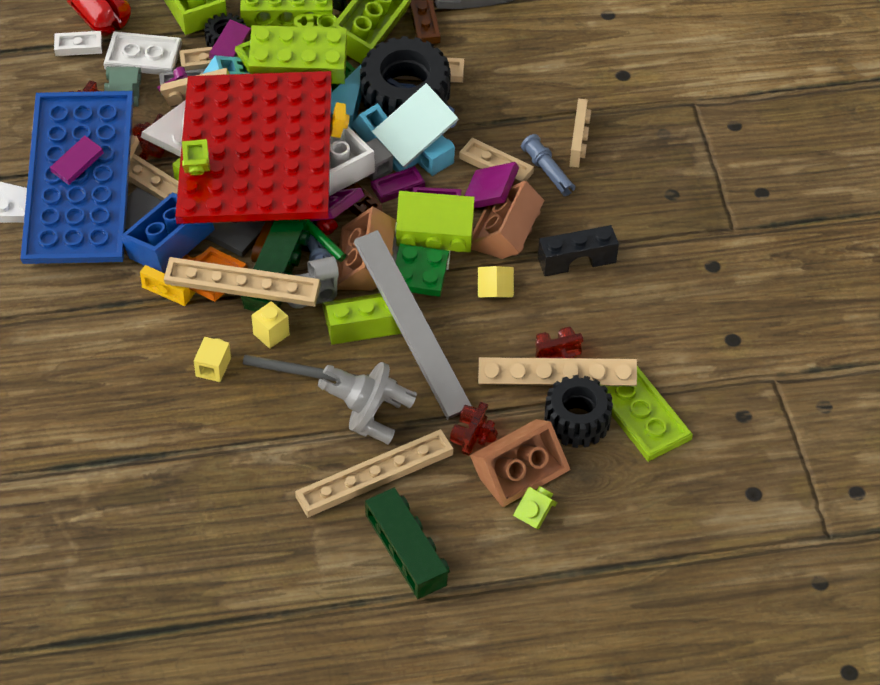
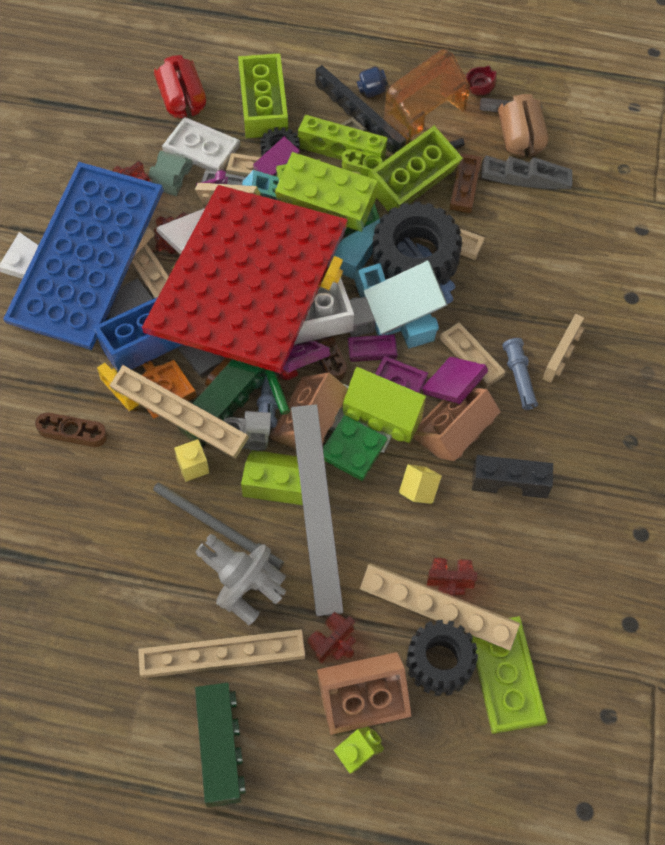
camera: 20 degrees right, 10 degrees up
(76, 160) = (85, 239): magenta tile -> none
(78, 43) = (149, 120): white plate -> none
(144, 328) = (63, 422): none -> reddish brown beam
(195, 157) = (181, 273): lime bracket -> none
(212, 359) = (125, 478): light yellow brick -> none

